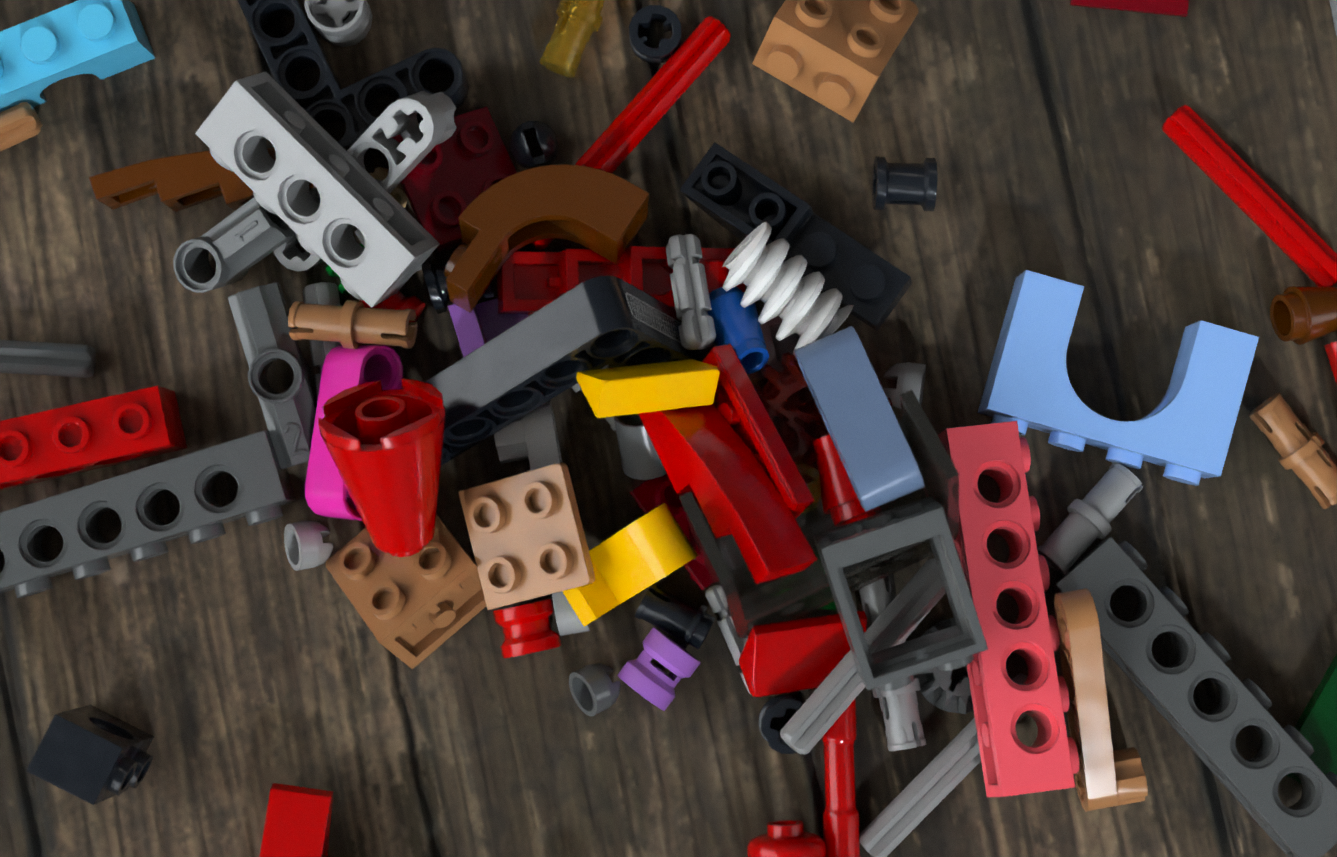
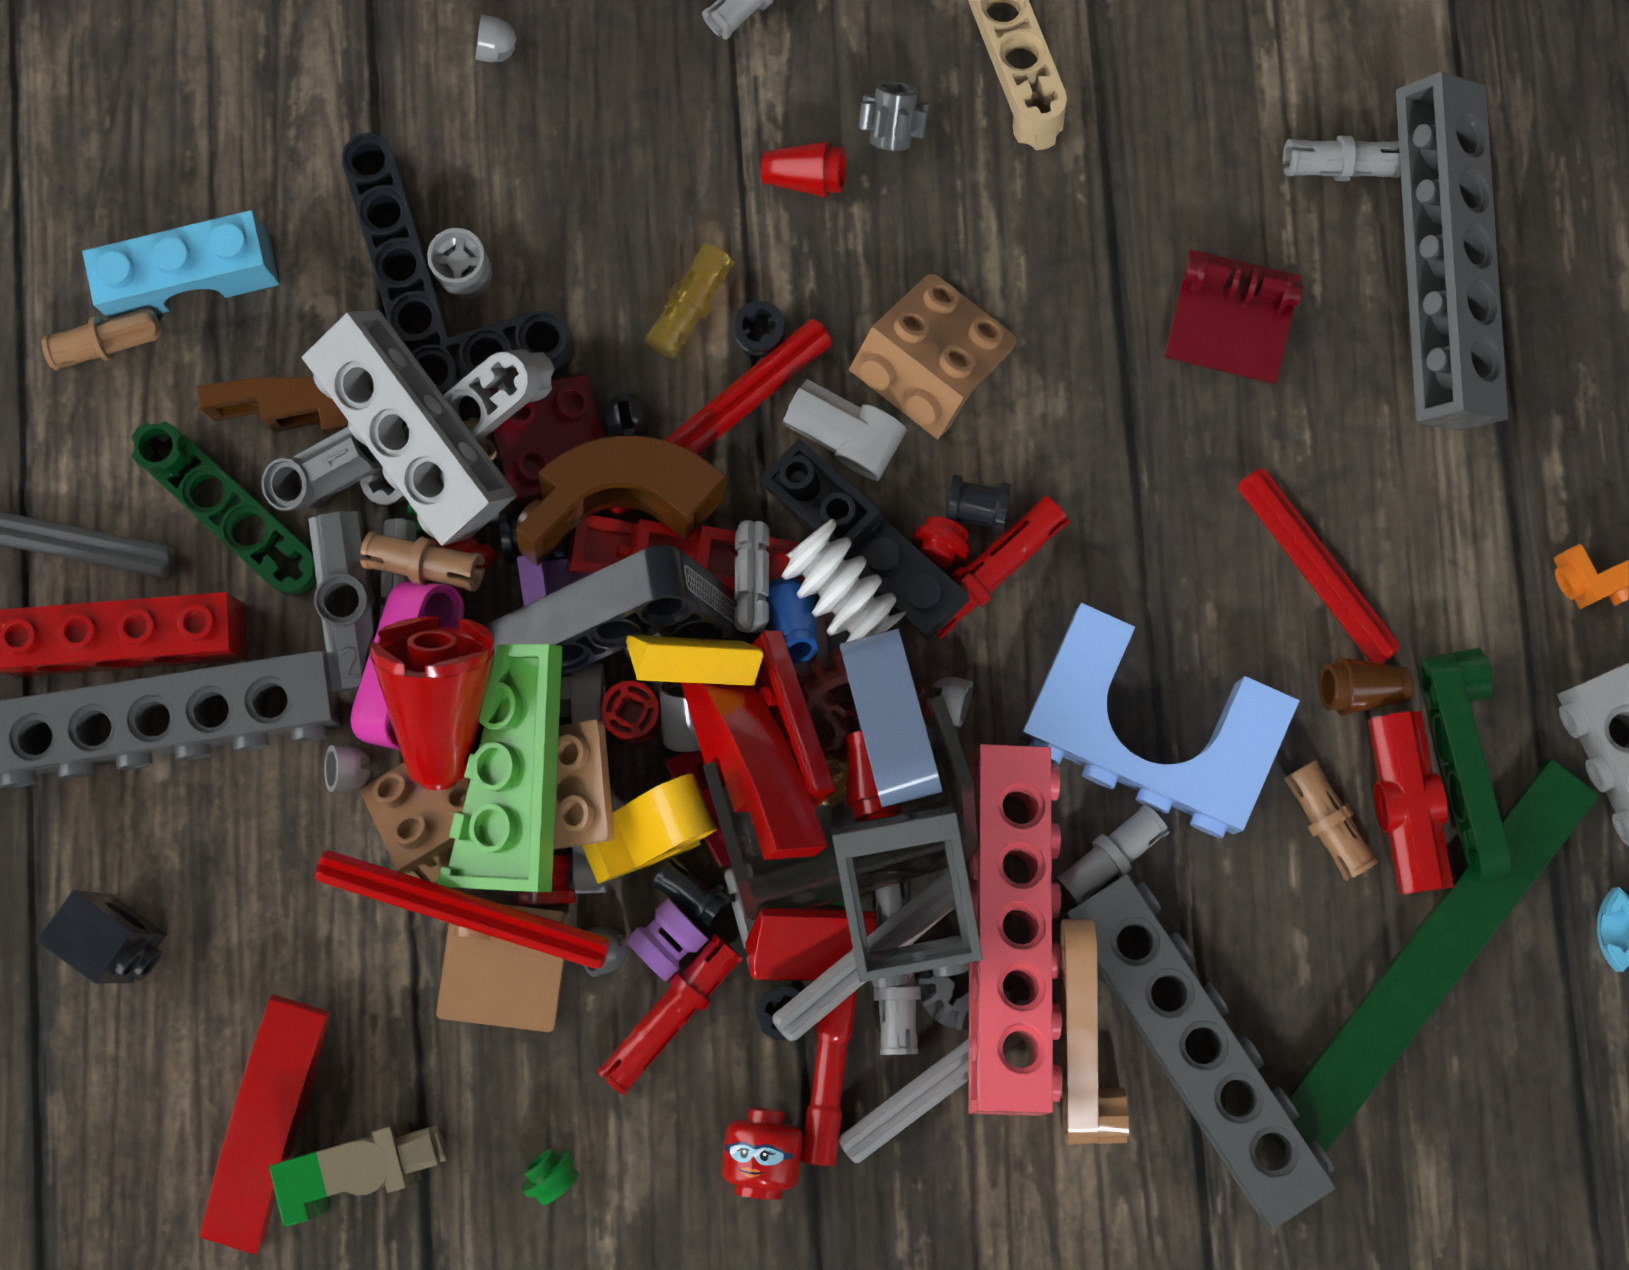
camera: 15 degrees right, 5 degrees down
(142, 302) = (228, 512): none -> dark green beam
(452, 673) = (462, 909): none -> red axle
(484, 560) = (510, 803): none -> bright green wing
(497, 718) = (500, 981): none -> medium nougat bracket
(593, 453) = (638, 720): none -> red wheel
(673, 741) = (669, 1015): none -> red pin
(773, 130) = (858, 436): none -> light grey piece
(874, 226) = (942, 541): none -> red plate
(942, 229) = (1006, 556): none -> red pin

